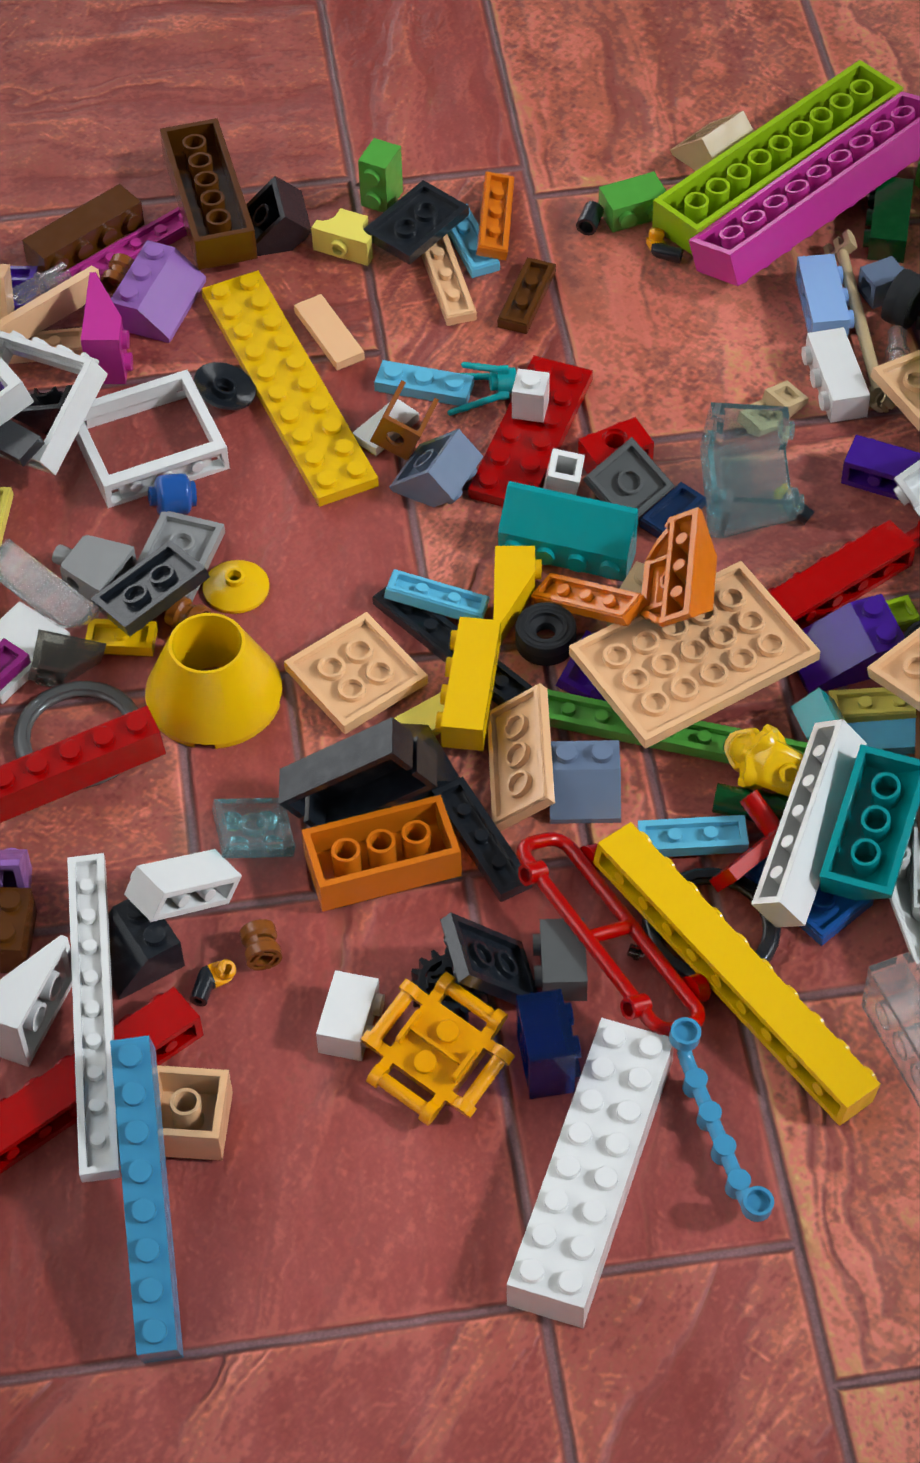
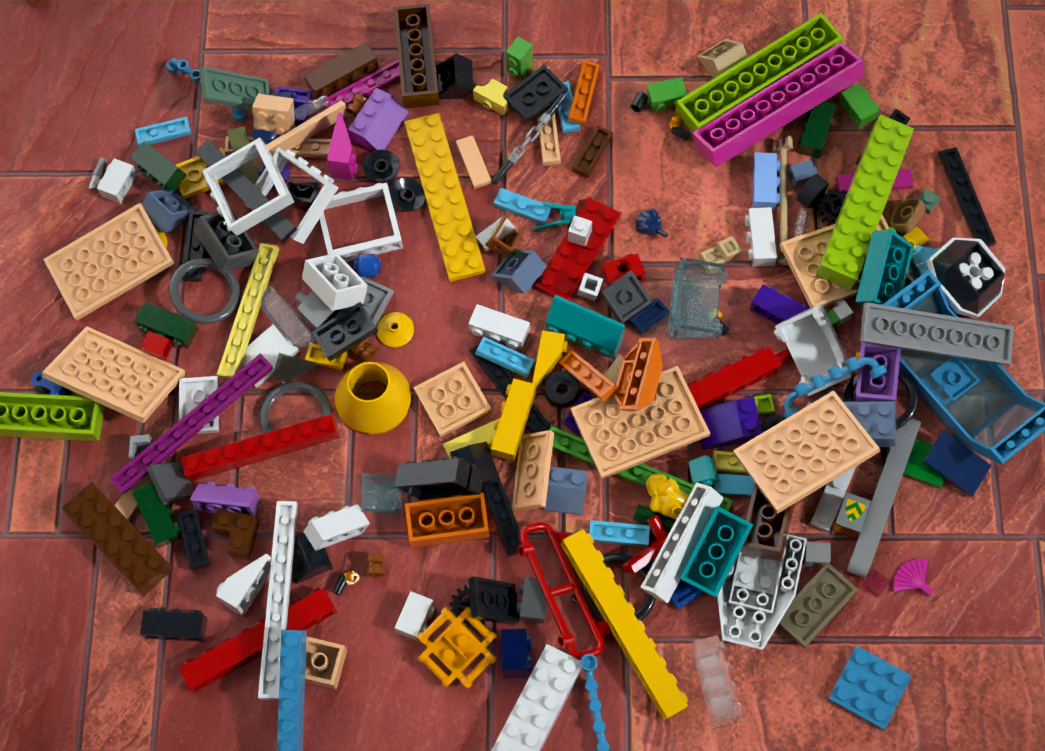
camera: 10 degrees right, 15 degrees up
(120, 514) = (334, 281): none -> white brick
(173, 352) = (381, 159): none -> black dish
(397, 314) = (513, 157): none -> piece
(418, 552) = (499, 327): none -> white brick
(644, 380) = (650, 223): none -> dark blue piece

